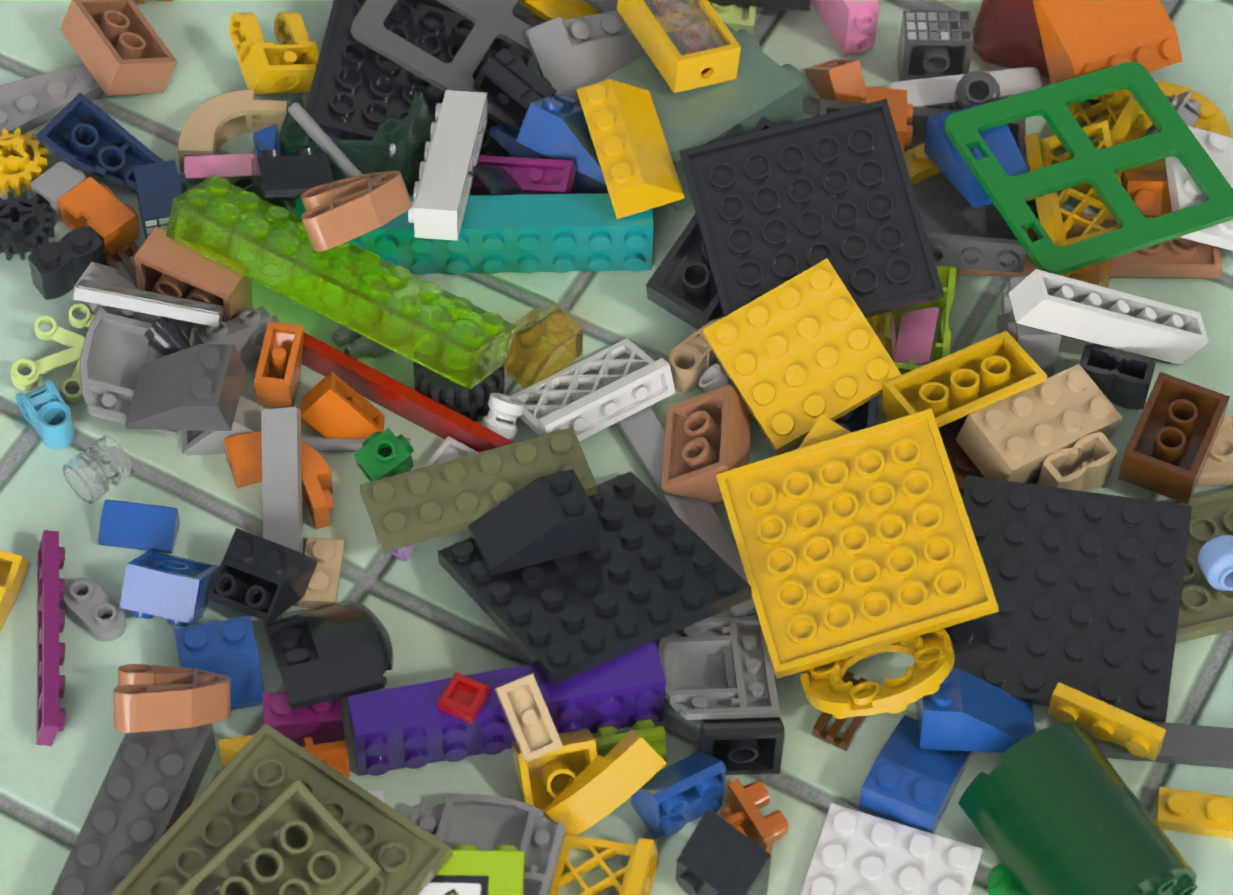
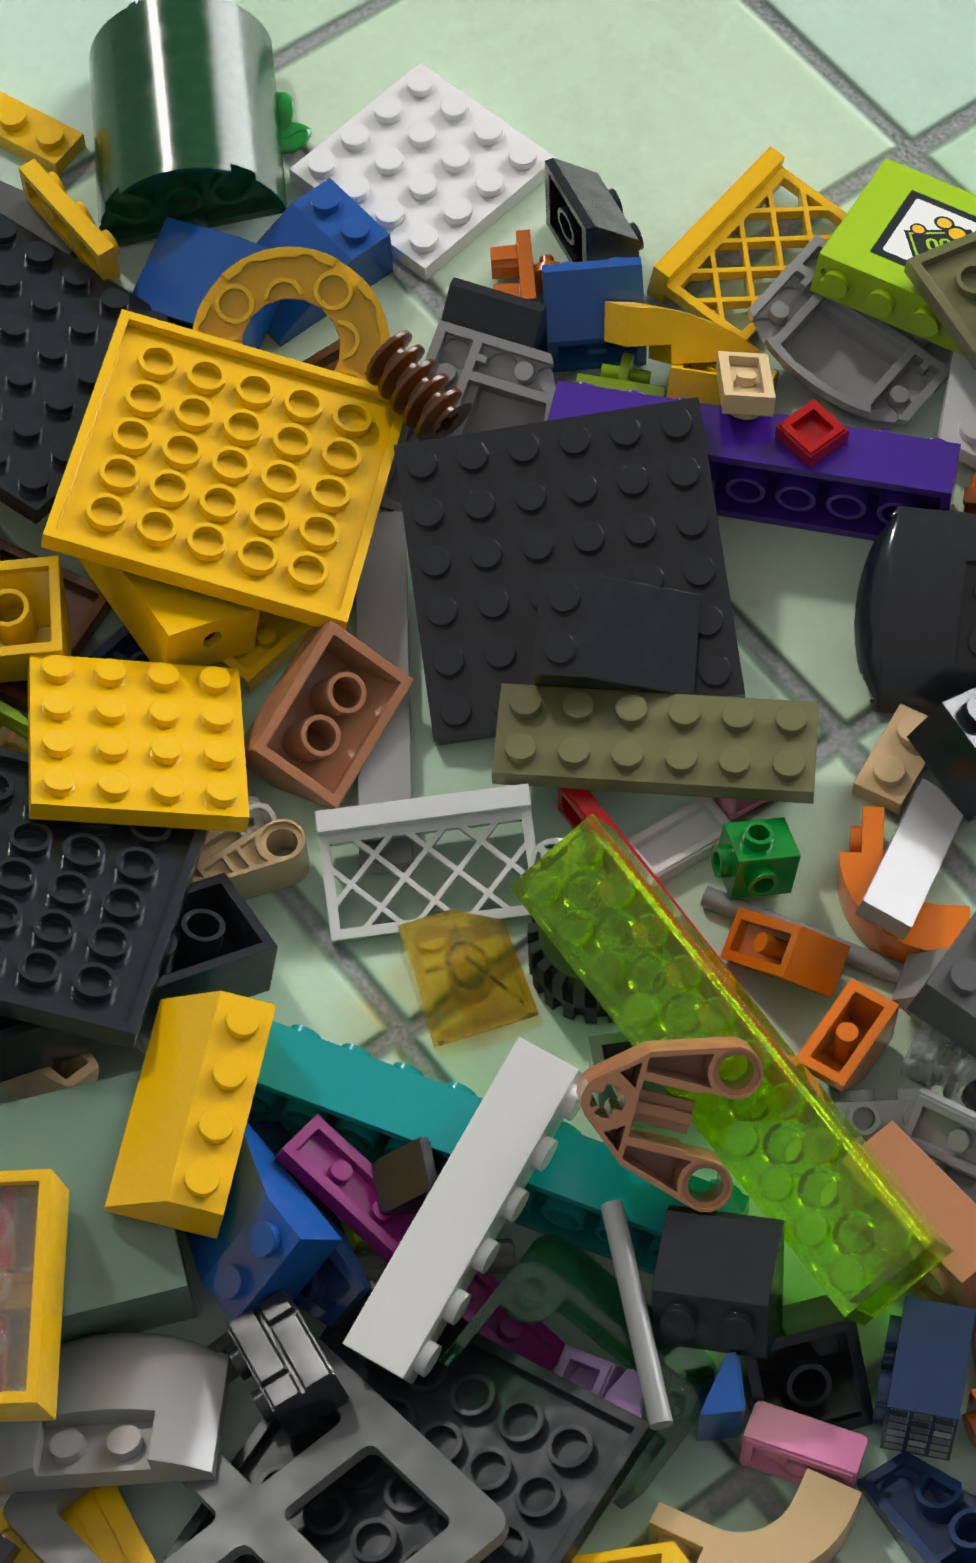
camera: 150 degrees left, 5 degrees up
(765, 653) = (413, 390): none -> reddish brown piece

